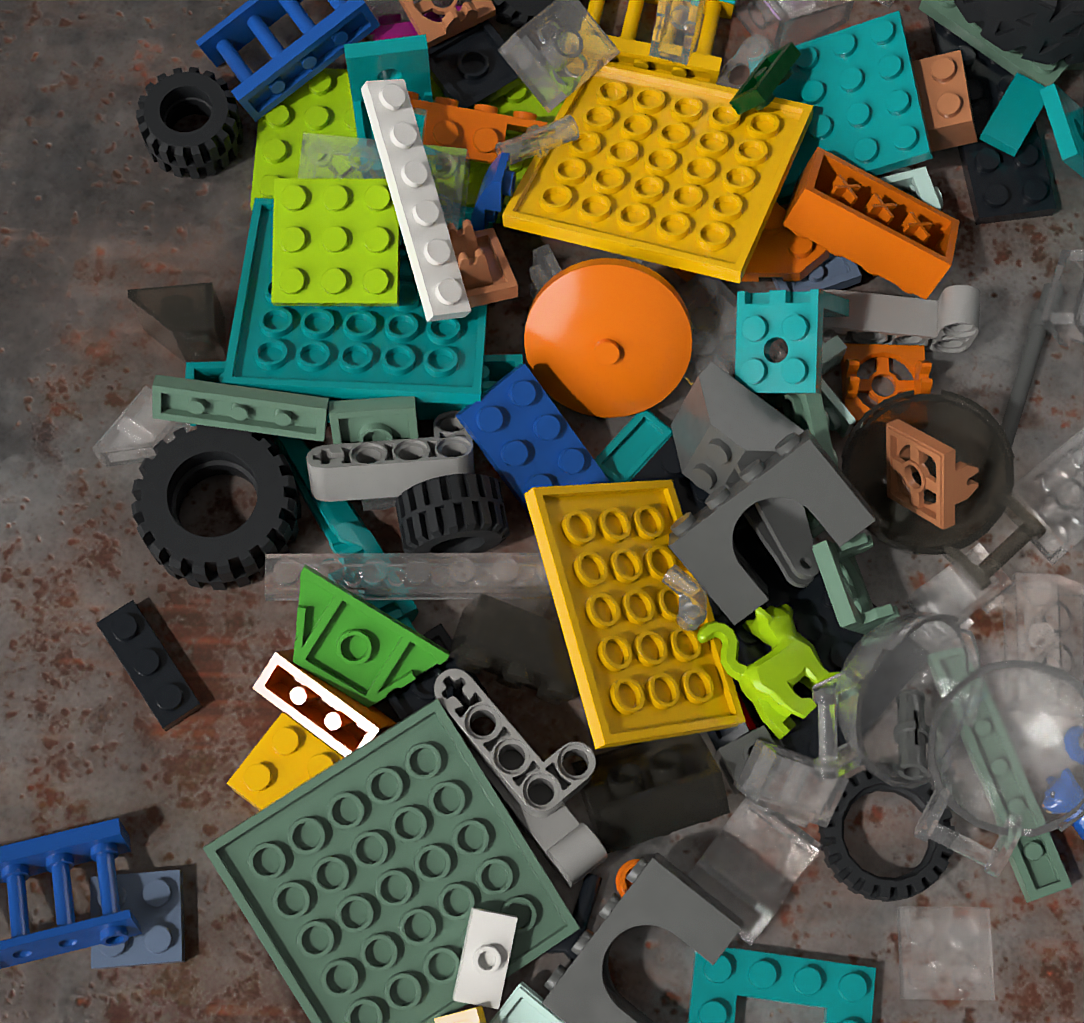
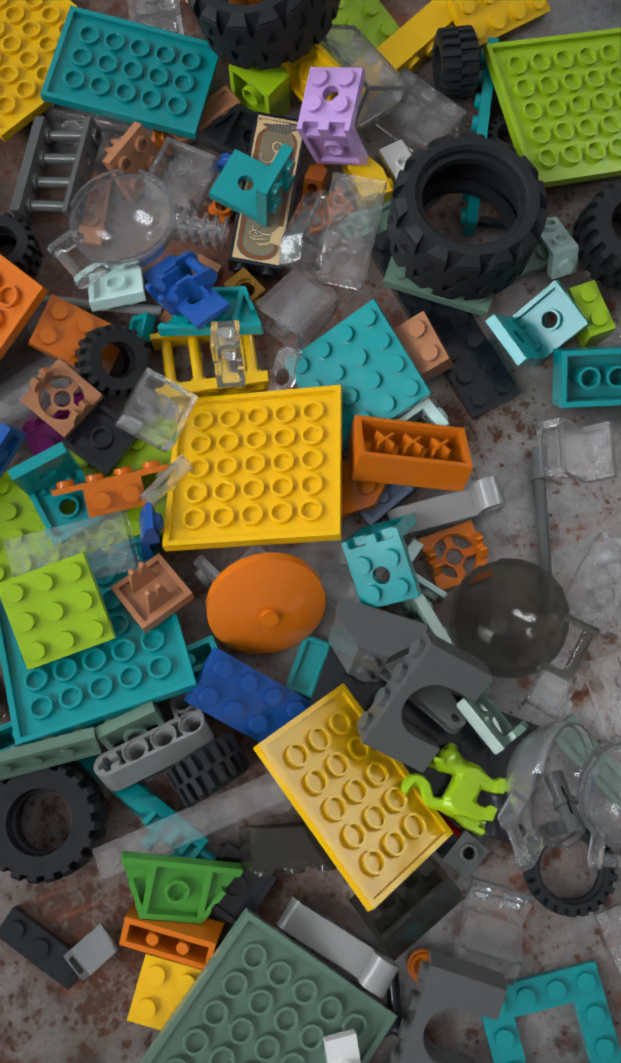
camera: 20 degrees left, 5 degrees up
(212, 688) = (92, 952): none -> brick
(415, 200) = (99, 563): white plate -> none
(506, 738) = (301, 913): light grey beam -> none
(691, 598) = (389, 769): clear arm -> none
(769, 73) = (302, 378): dark green plate -> none
(787, 784) = (492, 869): clear brick -> none
(906, 455) = (493, 607): nougat piece -> none
(1014, 115) = (472, 338): teal tile -> none

